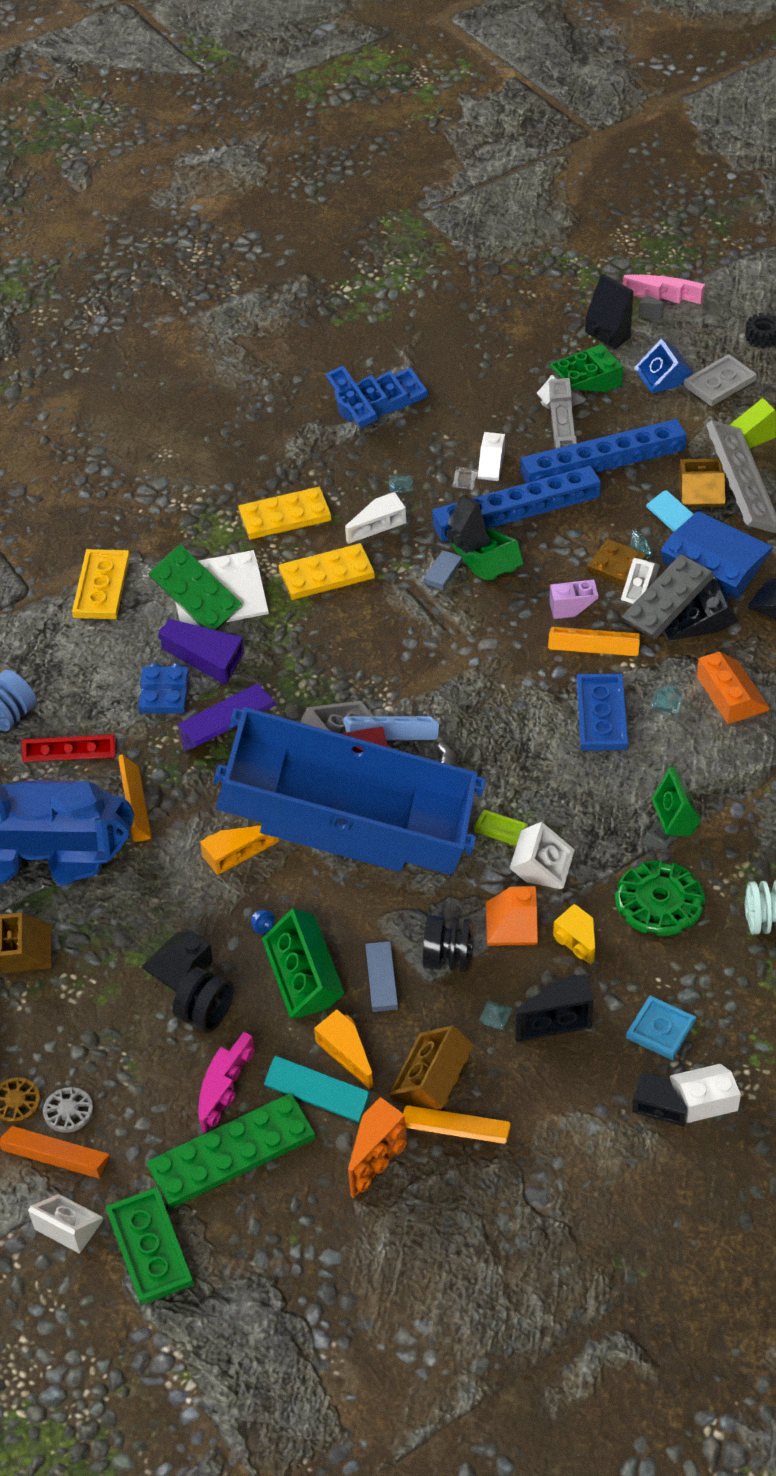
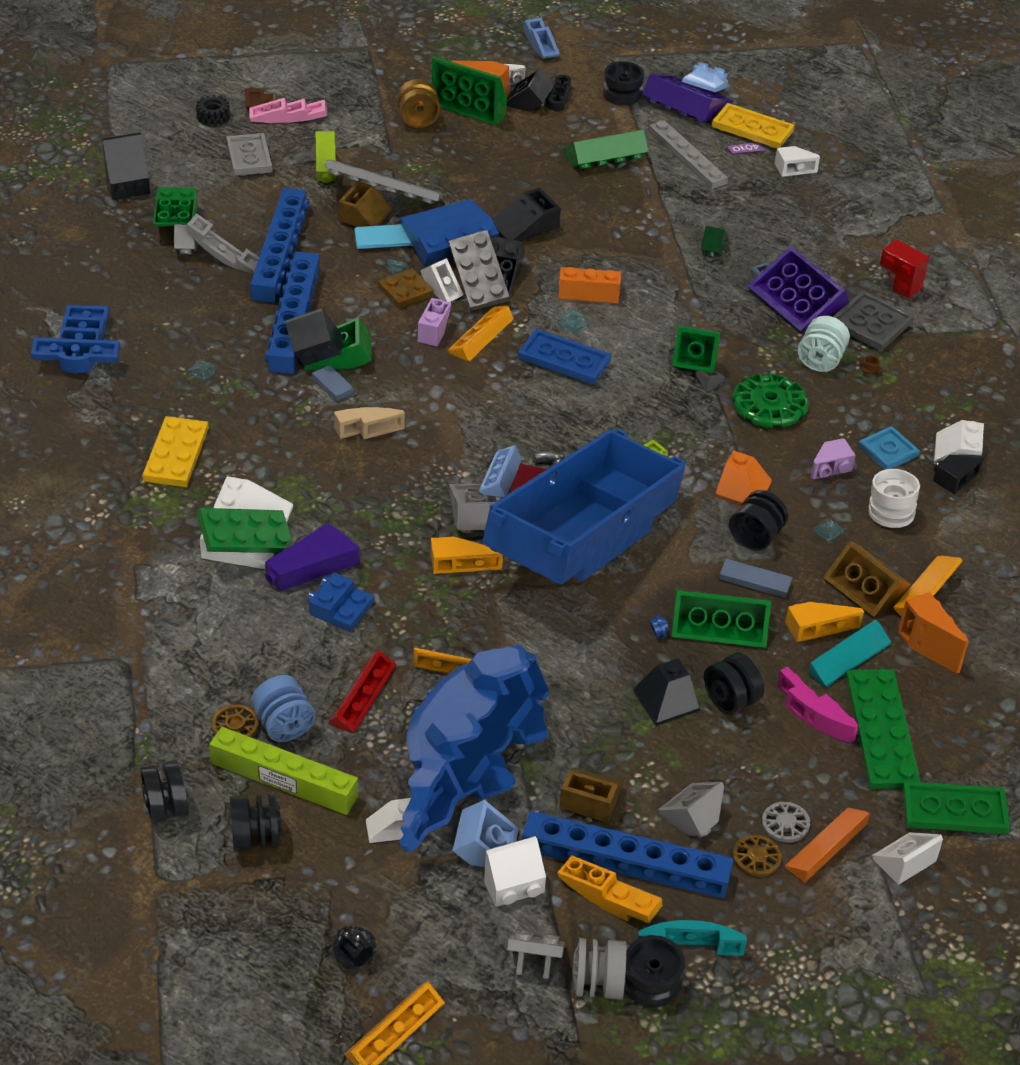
camera: 70 degrees left, 5 degrees down
(37, 1026) = (695, 808): none -> light grey slope
(101, 584) = (166, 600): yellow plate -> none
(217, 718) = (427, 564): dark purple slope -> none
(234, 846) = (565, 619): light orange slope -> none
(326, 571) = (274, 451): yellow plate -> none
(377, 517) = (238, 392): white slope -> none
(400, 611) = (368, 421): none -> tan slope
(465, 478) = (232, 330): clear slope -> none
(491, 456) = (224, 302): white slope -> none
(542, 857) = (693, 443): white slope -> none
(556, 1010) = (854, 482): black slope -> none
(561, 1049) = (893, 498): none -> white wheel
(576, 931) = (782, 452): yellow slope -> none
(603, 977) = (833, 459): none -> lavender slope
(663, 367) = (208, 173): blue slope -> none
(665, 288) = (125, 125): bright pink slope -> none

